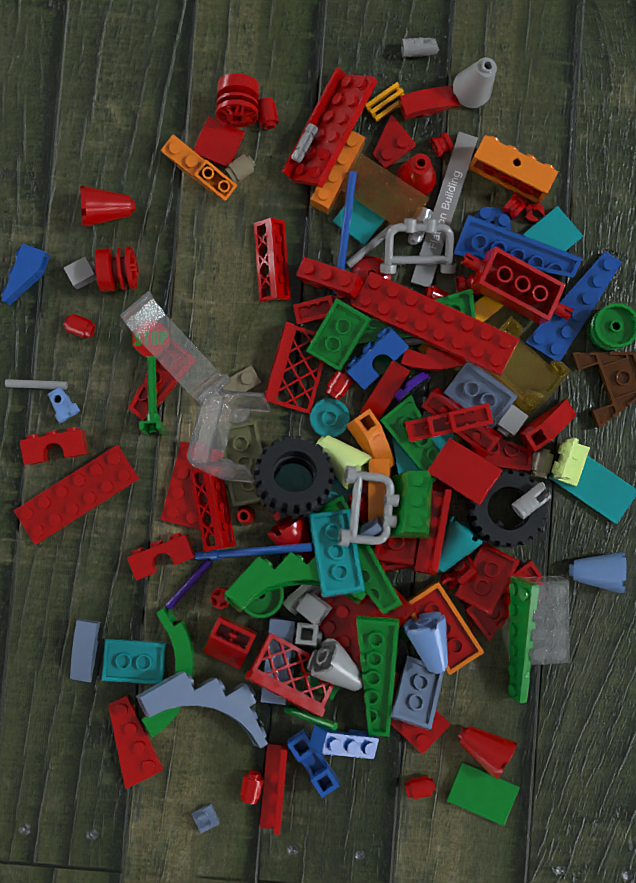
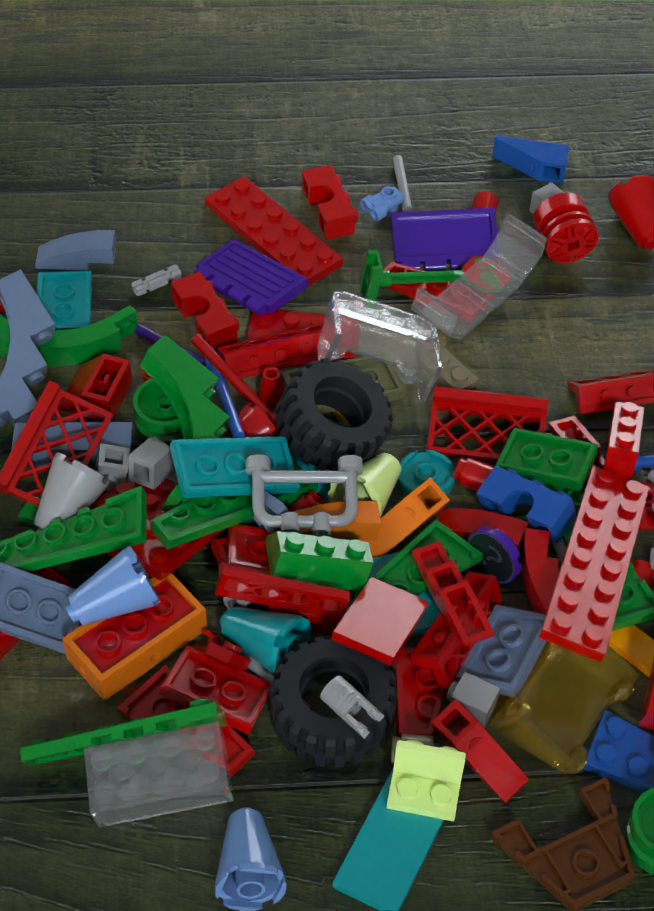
camera: 85 degrees right, 35 degrees down
(109, 364) = (442, 237): none -> dark purple hinge
(120, 589) = (156, 280): none -> light grey axle
(129, 518) = (251, 278): none -> dark purple hinge
(237, 543) = (229, 373): none -> red bar

